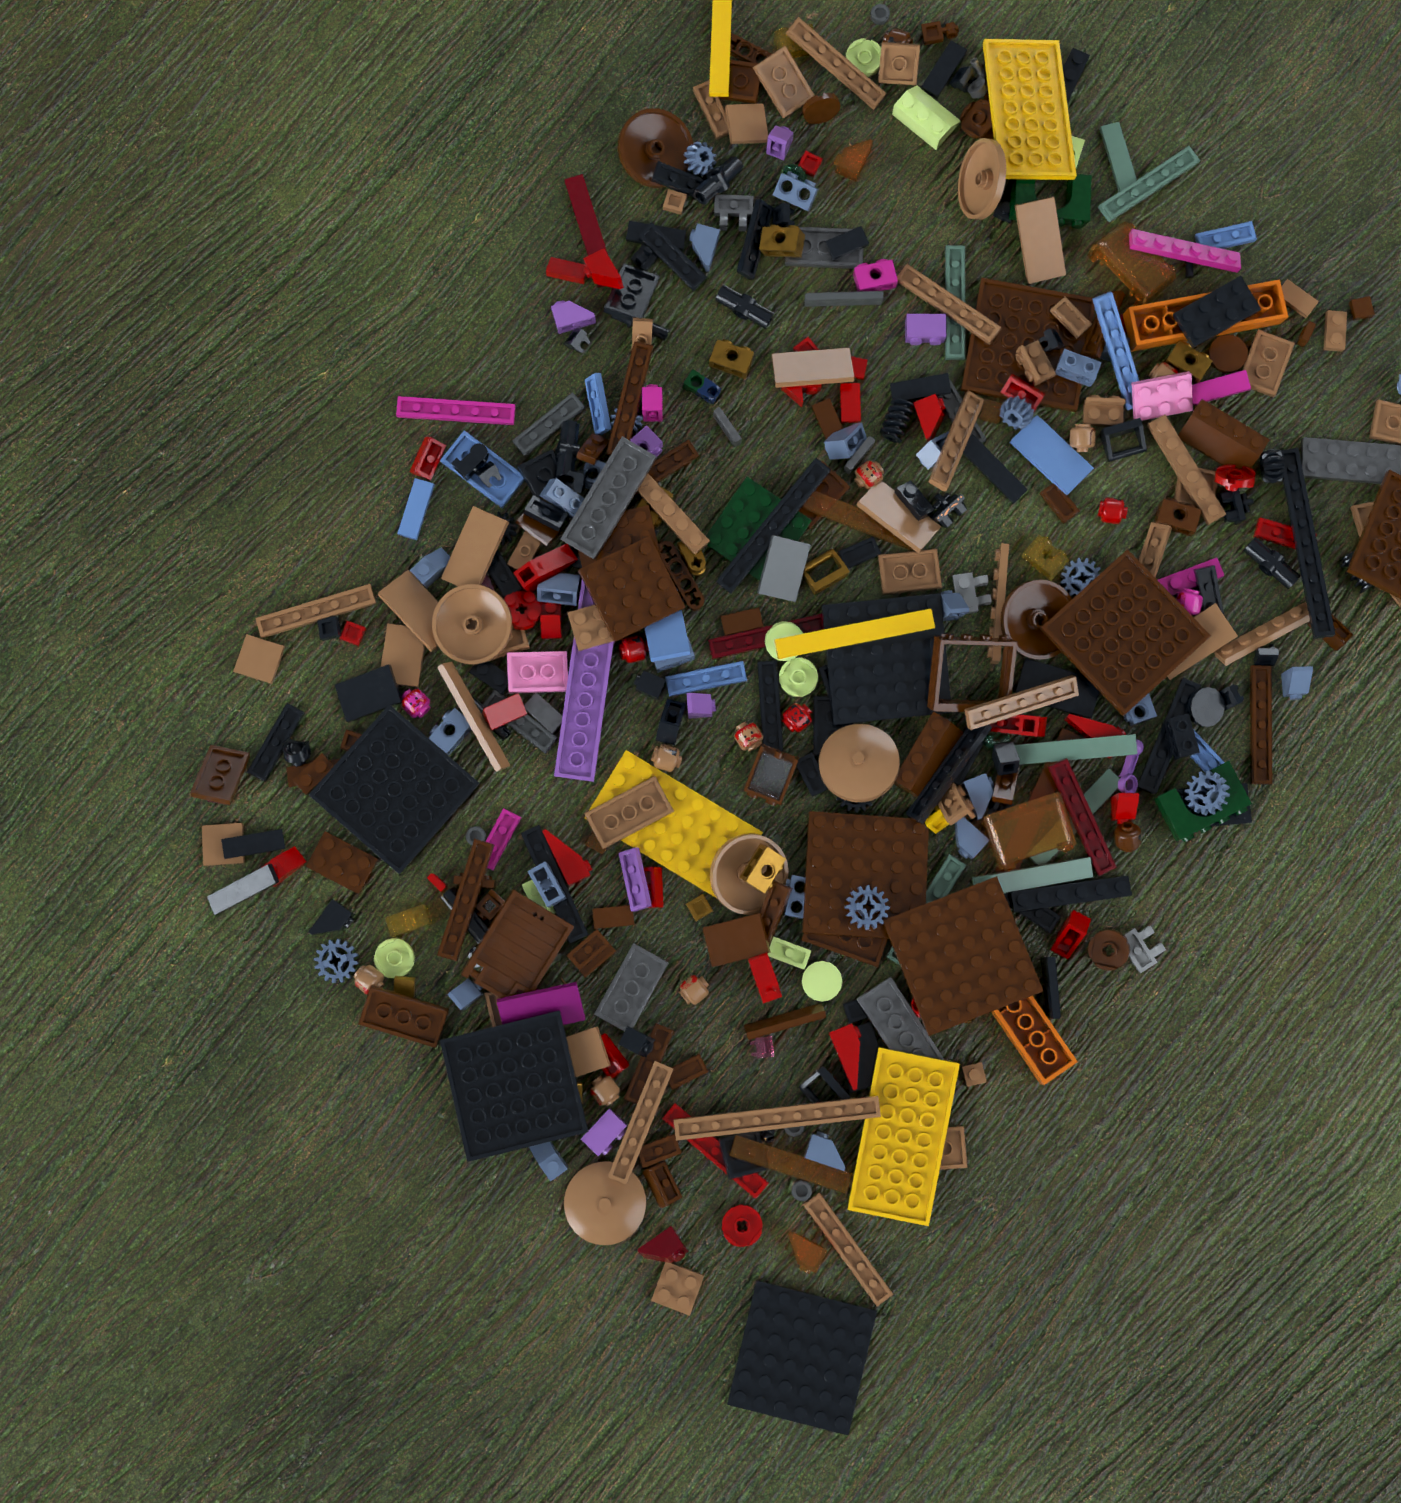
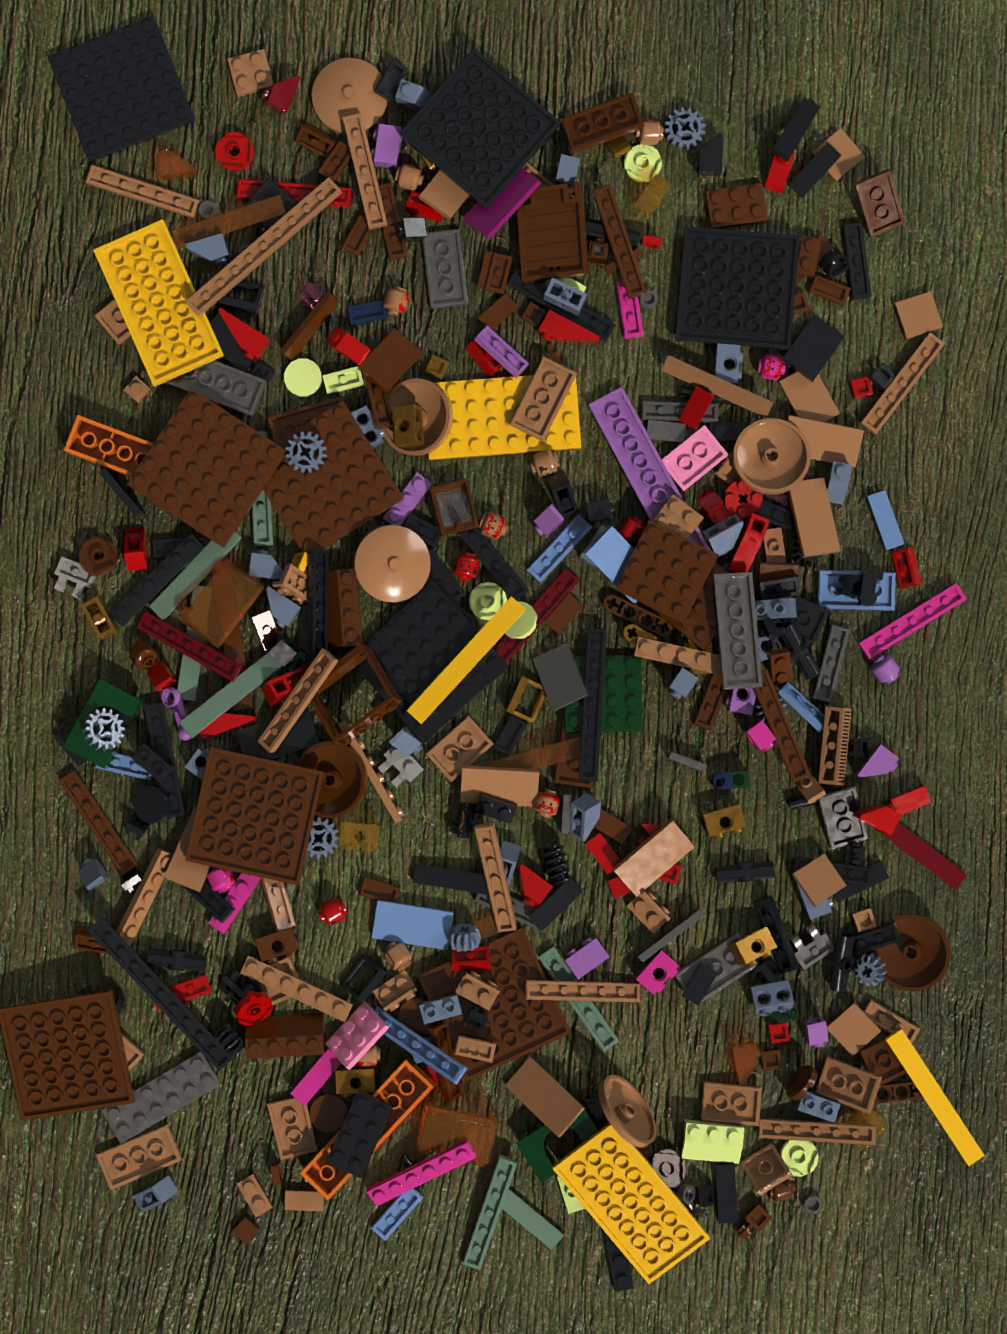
camera: 145 degrees right, 5 degrees up
(317, 733) = (829, 290): none -> reddish brown tile
(507, 387) = (885, 668): none -> medium lavender head
(559, 1189) = (391, 80): none -> black tile
(584, 893) = (533, 314): none -> reddish brown tile
(596, 353) = (834, 745): none -> medium nougat brick
(686, 490) = (682, 684): none -> sand blue brick
(689, 254) = (819, 880): none -> medium nougat tile
(726, 998) = (367, 312): none -> dark blue tile
(798, 812) = (413, 494): none -> medium lavender plate
(820, 79) = (818, 1106): none -> sand blue brick
(831, 146) = (771, 1060): none -> reddish brown tile
(846, 330) = (648, 911): none -> medium nougat bracket
(889, 134) = (731, 1103): none -> medium nougat tile
(1105, 382) = (411, 1016): none -> reddish brown tile
(1144, 895) = (99, 618): none -> pearl gold brick

